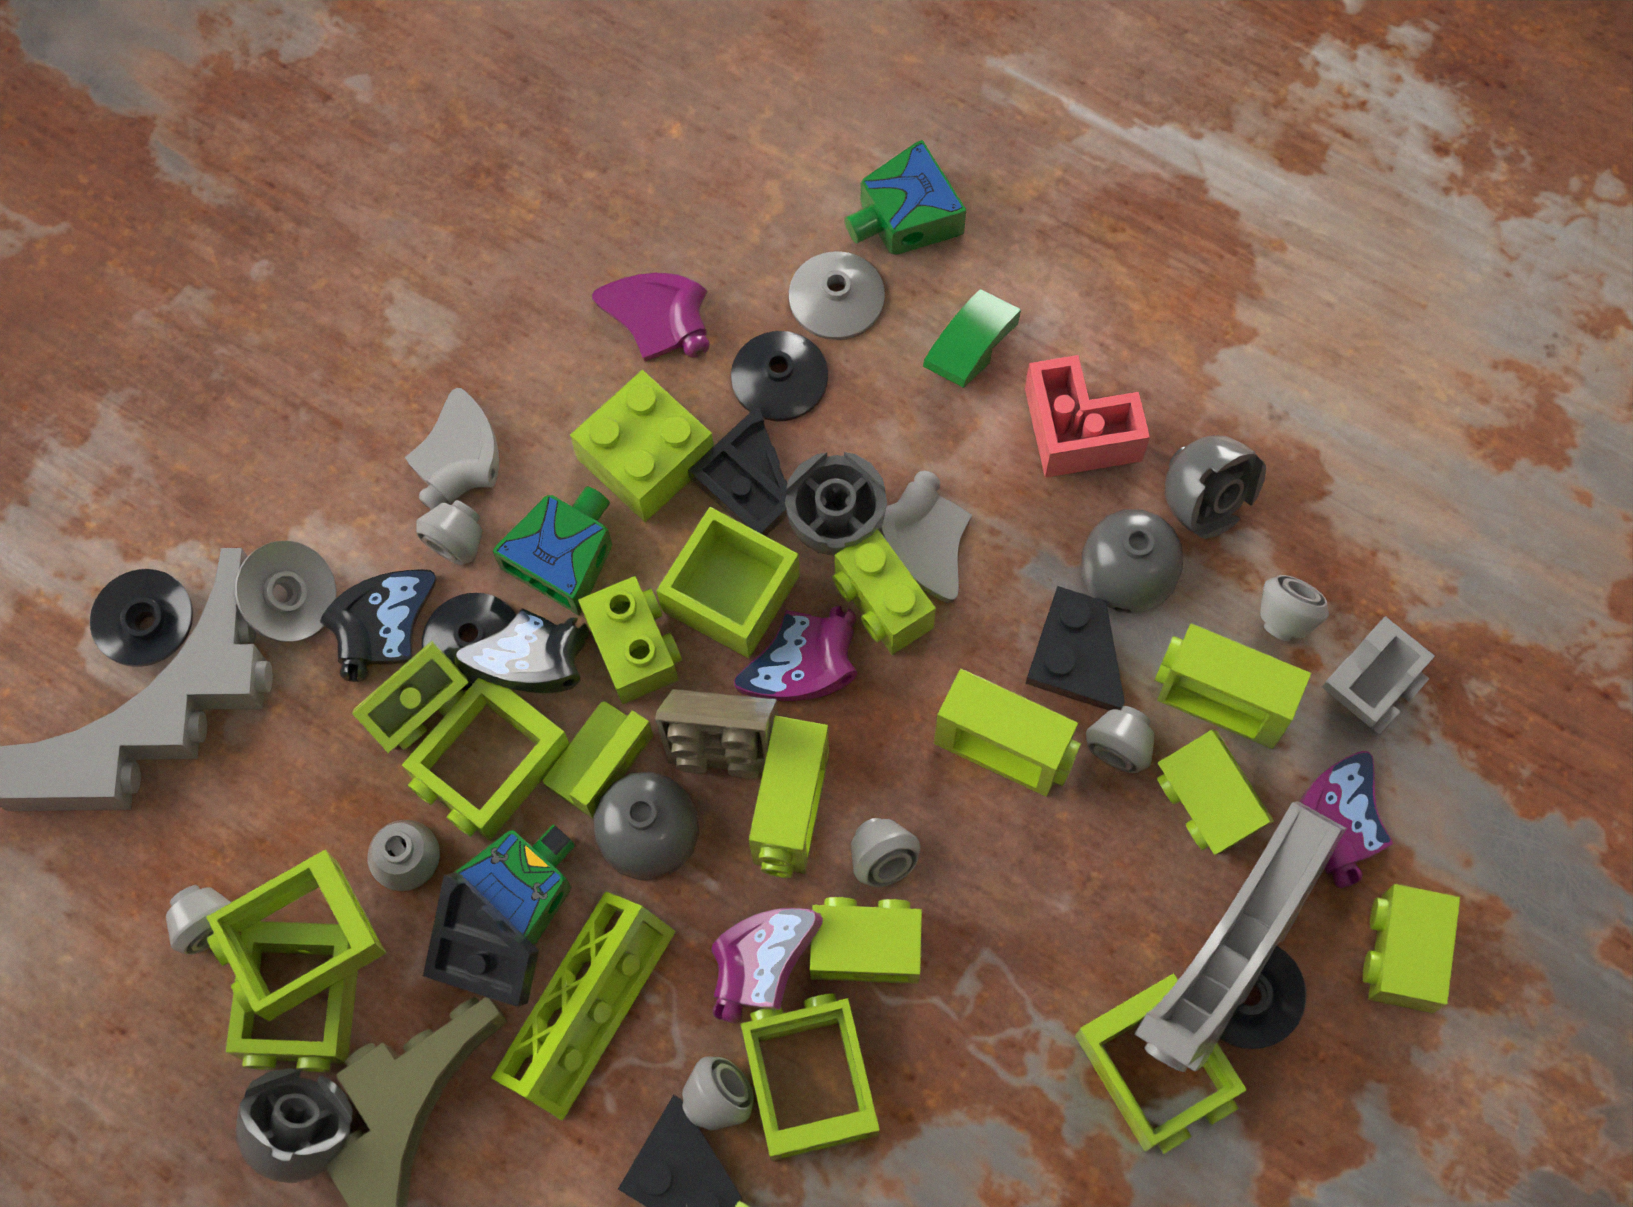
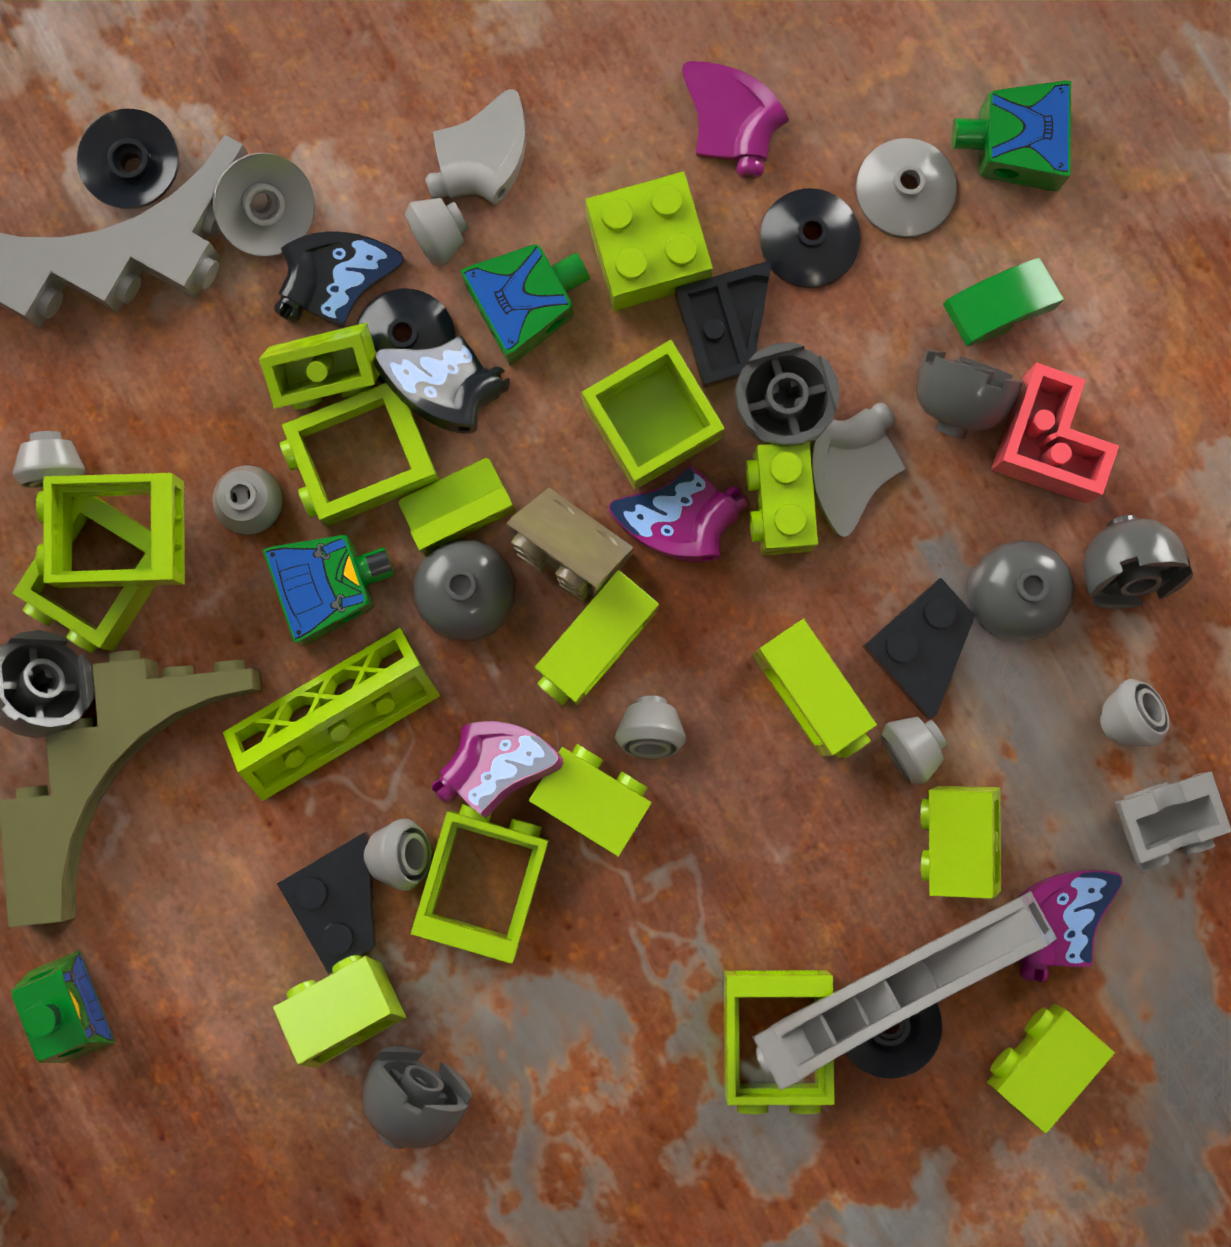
camera: 25 degrees right, 15 degrees up
(478, 946) = (264, 623): black wing -> none
(630, 639) = (539, 416): lime brick -> none
(984, 424) = (964, 393): none -> dark grey cylinder
(1231, 685) = (1036, 759): lime window -> none

